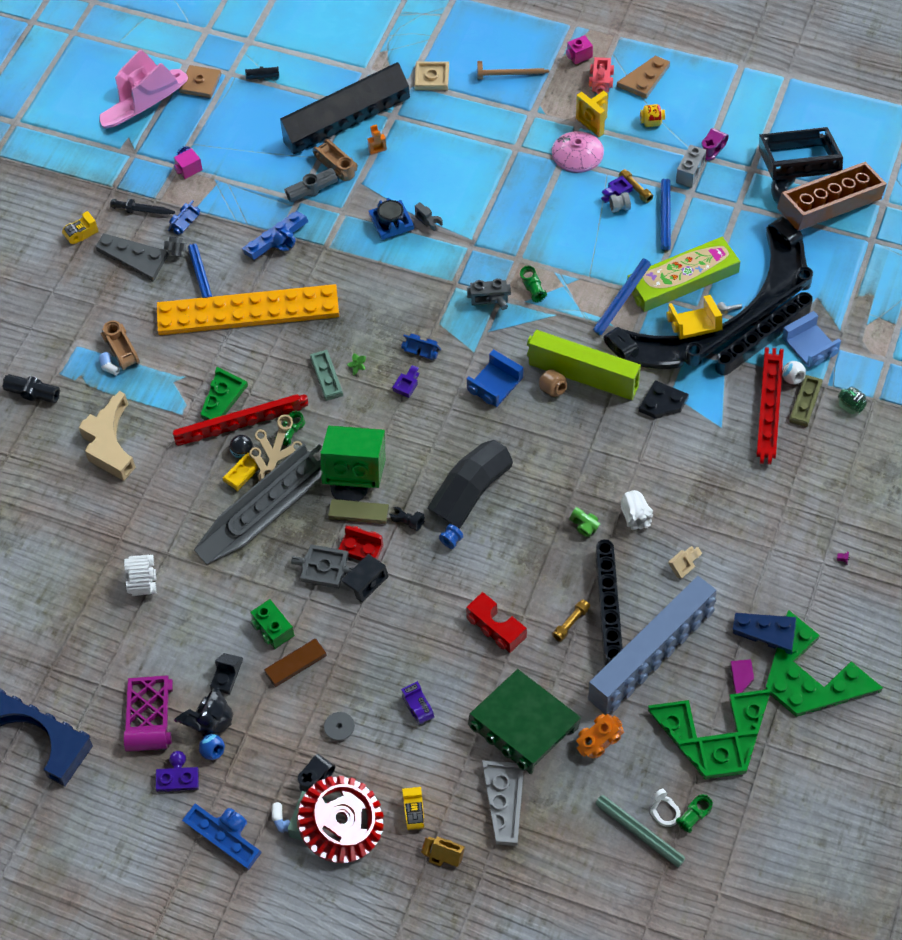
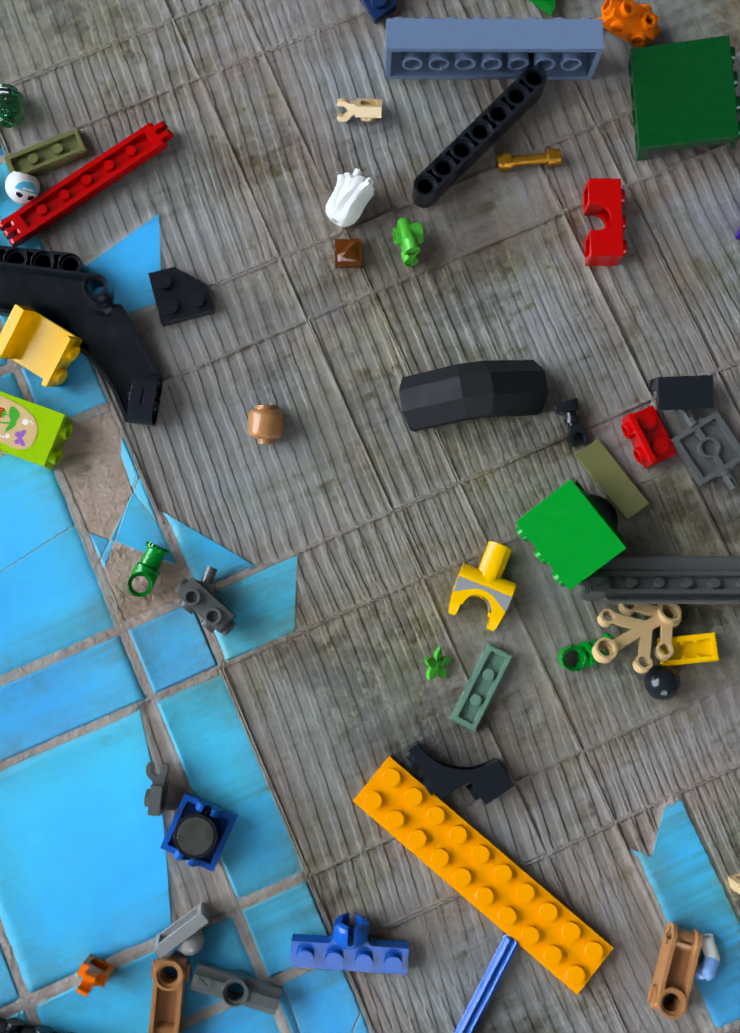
camera: 140 degrees left, 25 degrees up
(223, 394) = (620, 774): green wing -> none
(239, 419) = (642, 722): red hinge -> none
(306, 324) = (486, 779): none -> black arch
(355, 183) = (184, 933): none -> light grey tile
(371, 410) = (486, 584): none -> yellow connector
(407, 383) = (413, 583): dark purple plate -> none
(428, 347) = (341, 604): blue hinge -> none
(451, 536) = (552, 354): blue wheel -> none
(496, 379) = (317, 492): blue panel -> none
(584, 364) = (215, 403): lime brick -> none
(607, 492) = (348, 253): none -> reddish brown tile
(622, 296) = (78, 445): blue axle -> none

